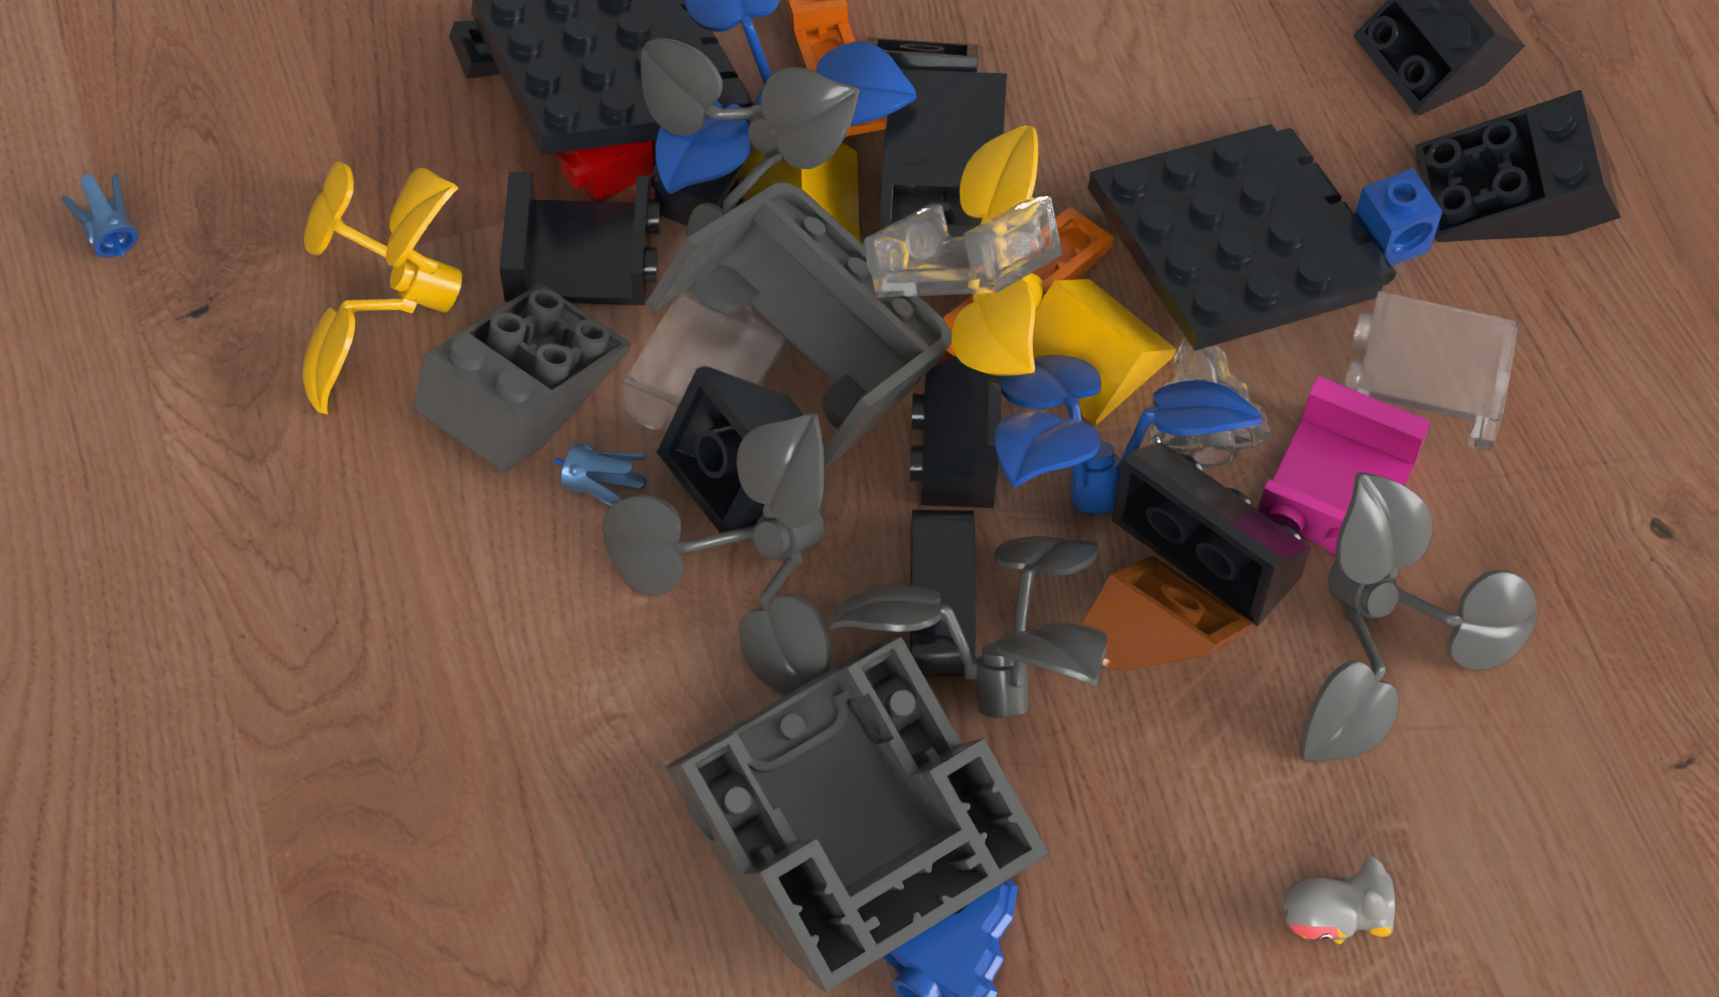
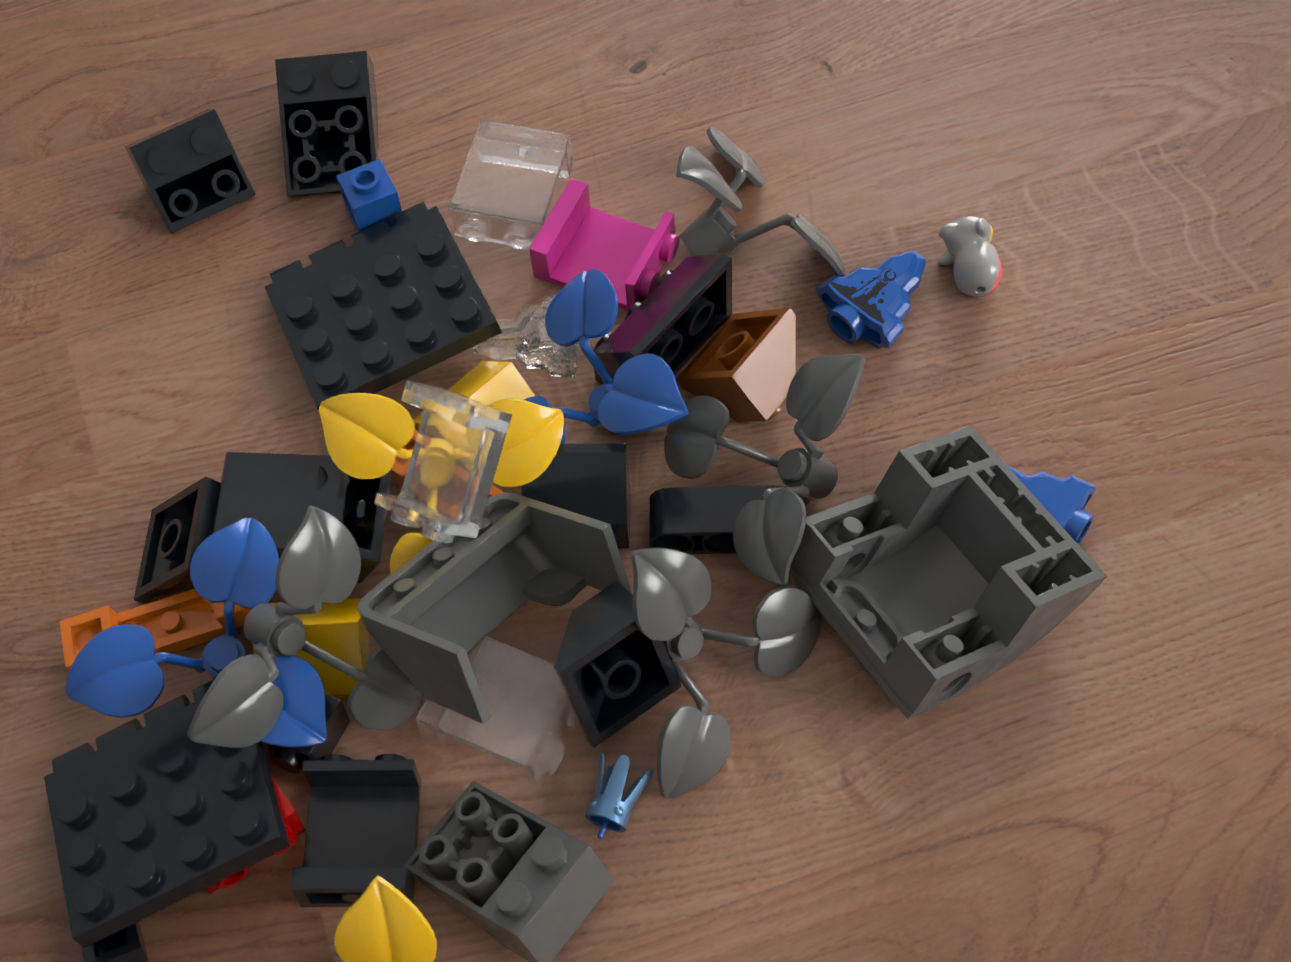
camera: 85 degrees left, 0 degrees up
(1274, 782) = (872, 300): none -> blue rock

